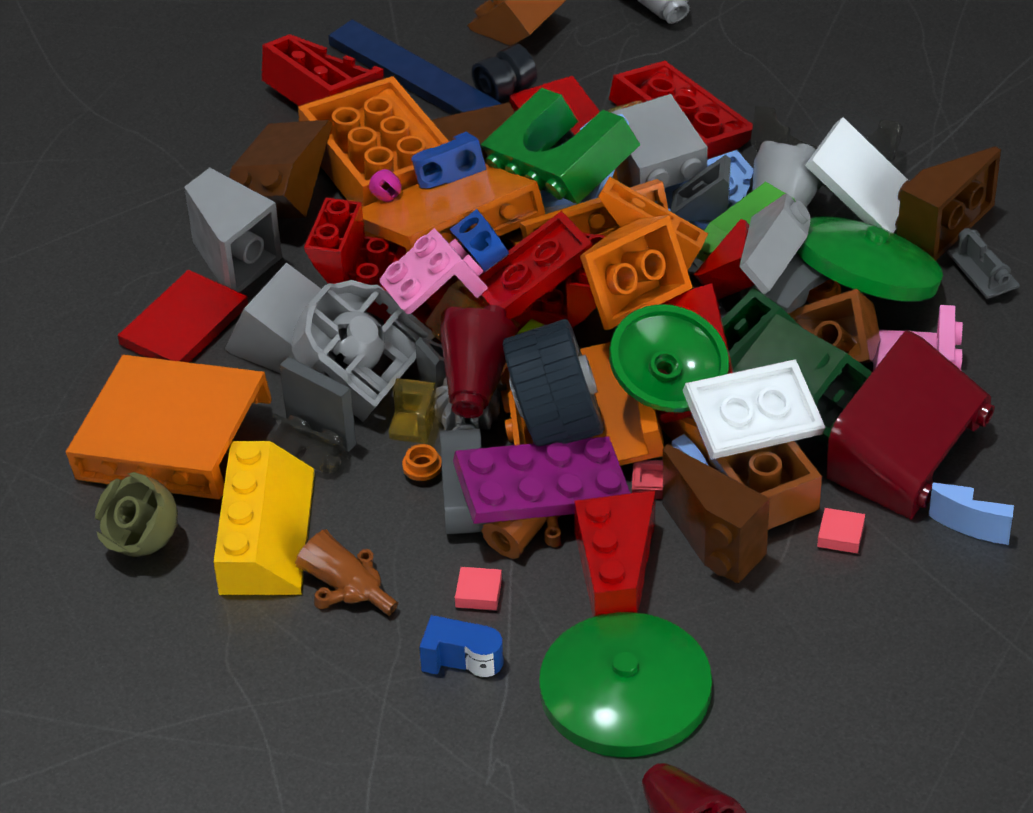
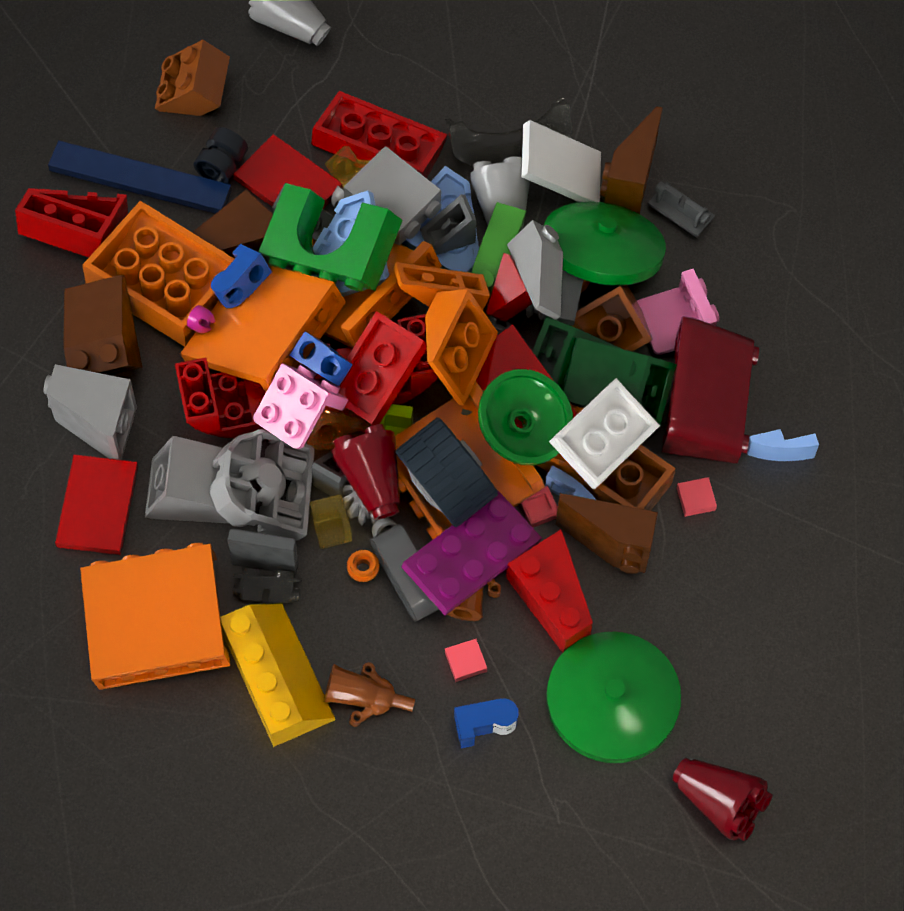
camera: 30 degrees left, 20 degrees up
(136, 515) = (182, 715): olive cylinder -> none

